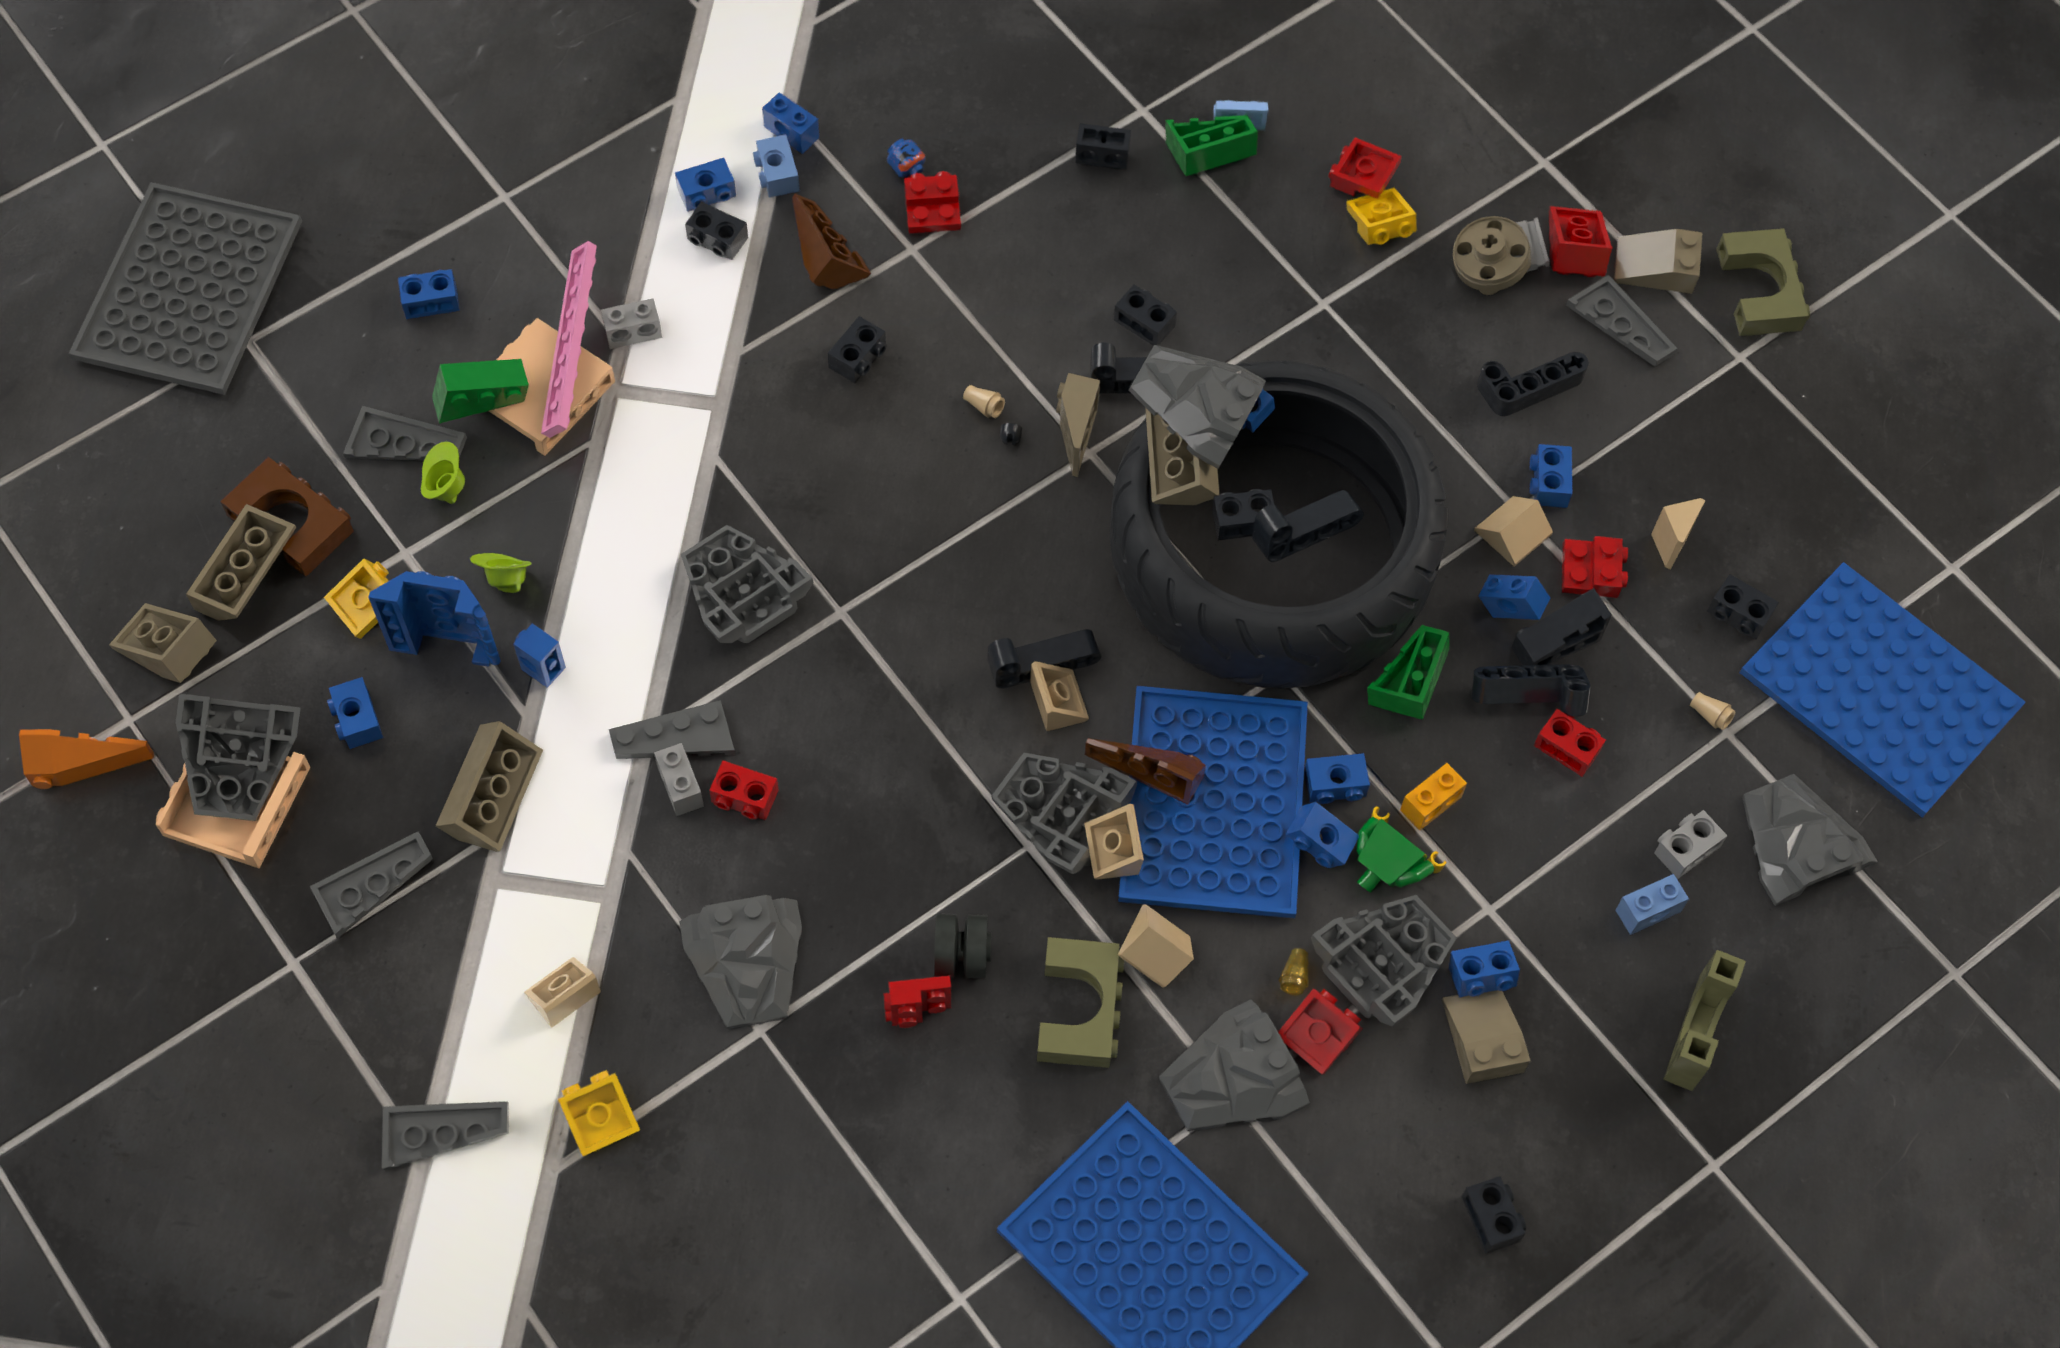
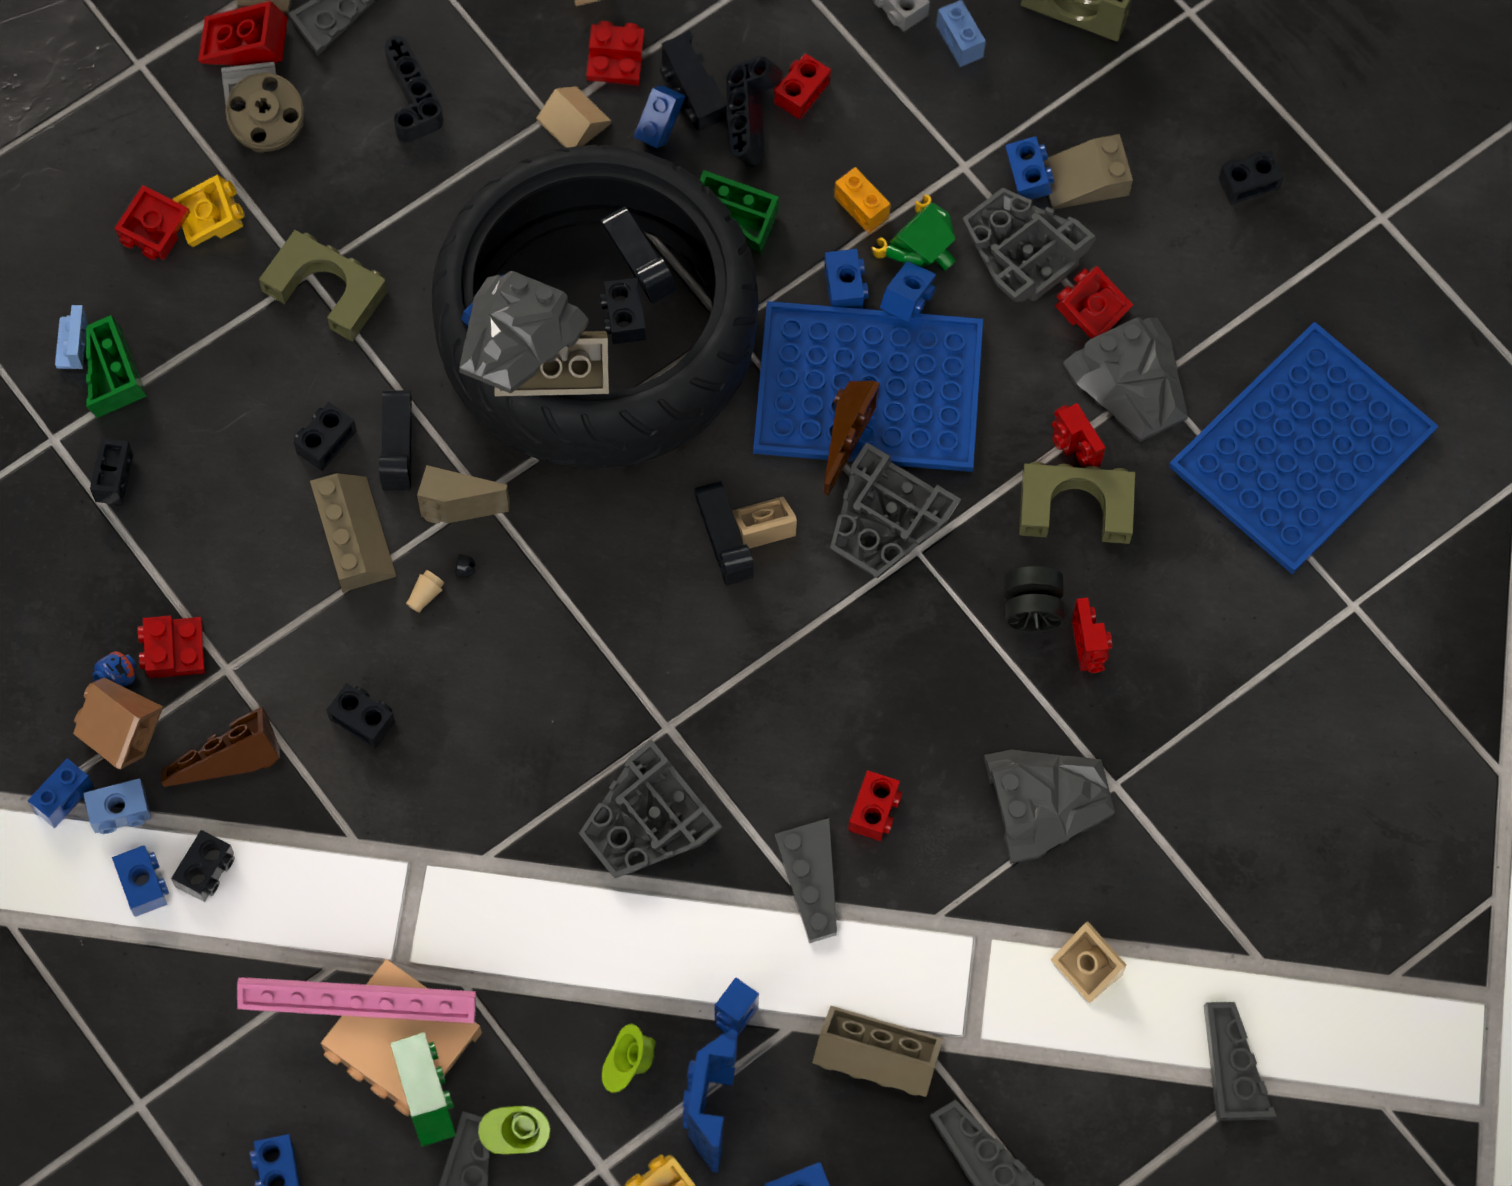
camera: 90 degrees left, 5 degrees up
(598, 1112) = (1209, 920): yellow plate -> none
(631, 323) = (324, 946): light grey brick -> none
(679, 779) = (865, 866): light grey brick -> none
(849, 156) = (116, 722): none -> medium nougat slope
(1045, 338) = (352, 530): none -> dark tan slope
(1115, 844) = (927, 462): tan slope -> none
(1156, 947) = (1022, 433): tan slope -> none
(1158, 996) = (1076, 435): none -> red plate
(1295, 973) = (1038, 323): clear yellow cone -> none
(1306, 342) = (304, 256): none -> olive arch
(1556, 475) = (519, 73): blue brick -> none

